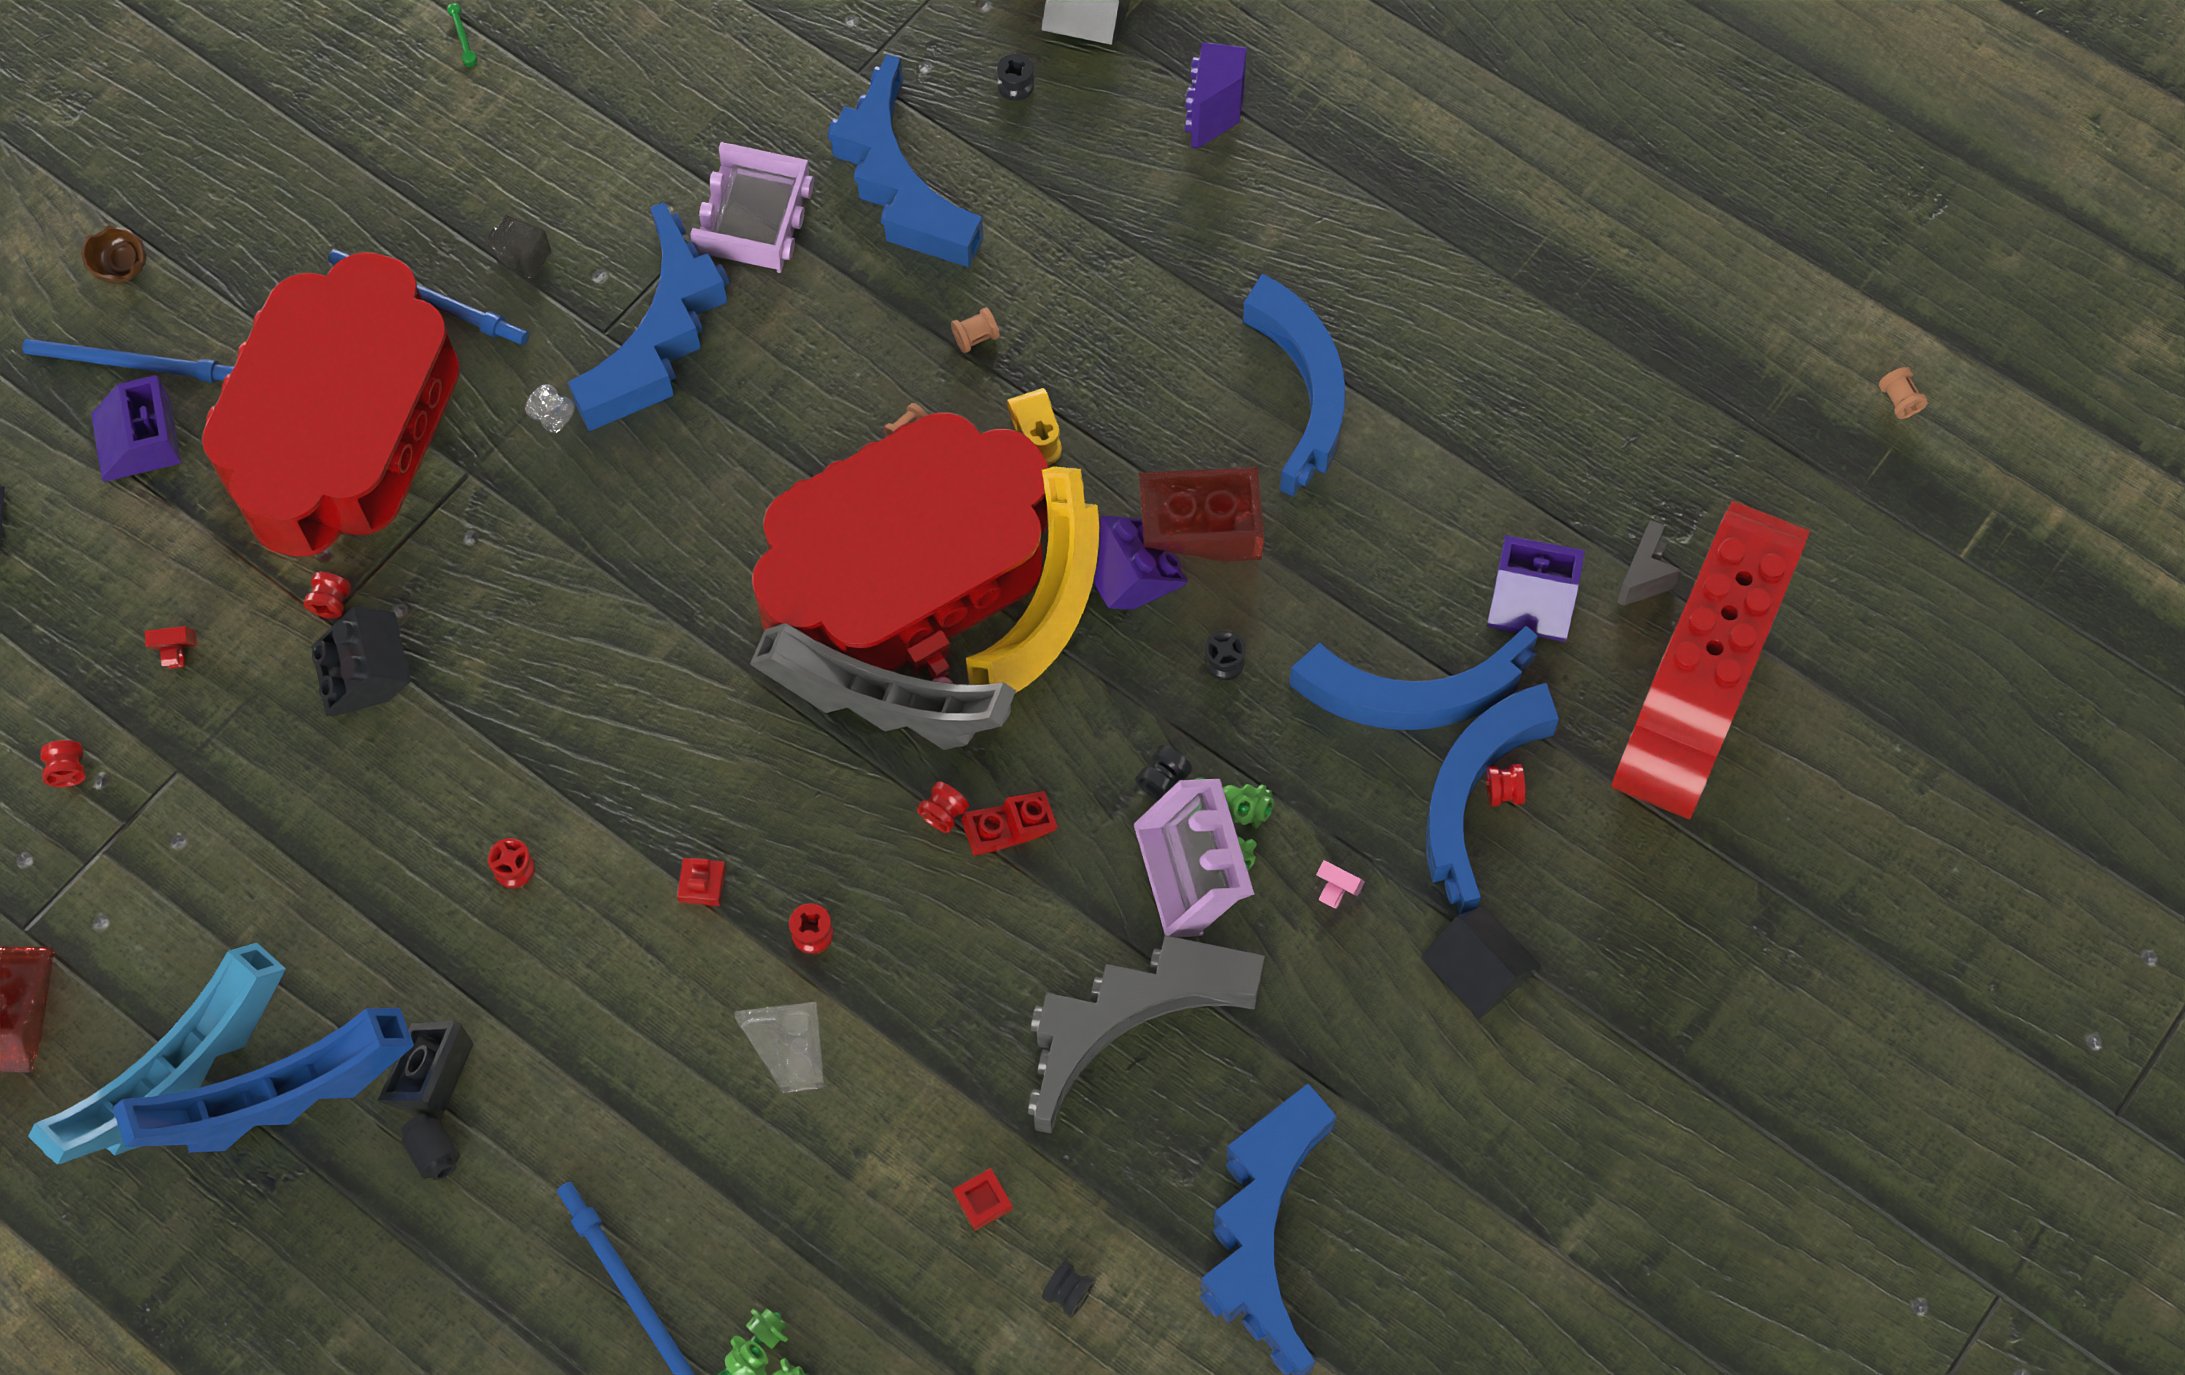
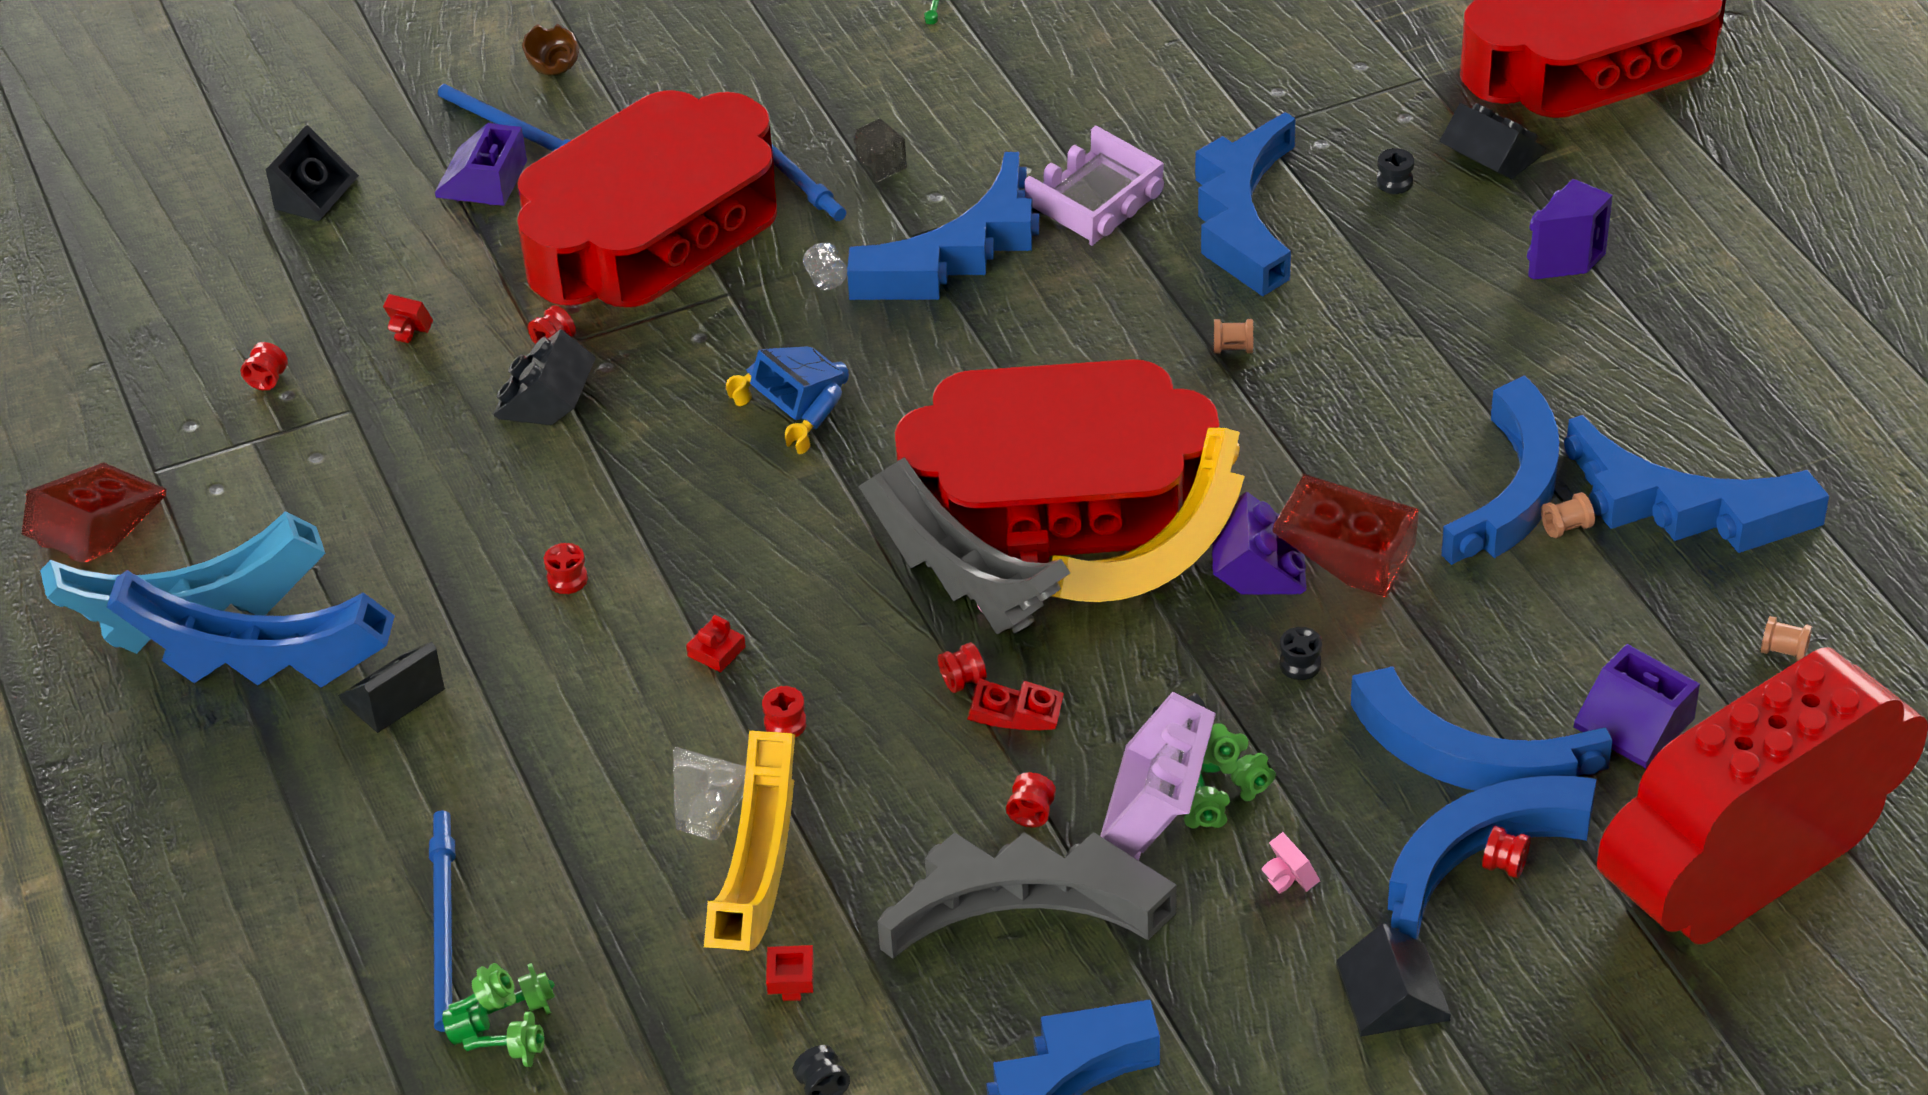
camera: 30 degrees right, 20 degrees down
(429, 1146) = (353, 739): black brick -> none
(609, 559) = (798, 383): none -> blue torso
(883, 1098) = (750, 890): none -> yellow arch
(1035, 418) = (1244, 414): yellow piece -> none
(1083, 919) = (1031, 800): none -> red wheel
(1369, 405) = (1567, 515): none -> nougat bush
(1458, 350) = (1686, 504): none -> blue arch
(1613, 458) = (1786, 638): none -> nougat bush

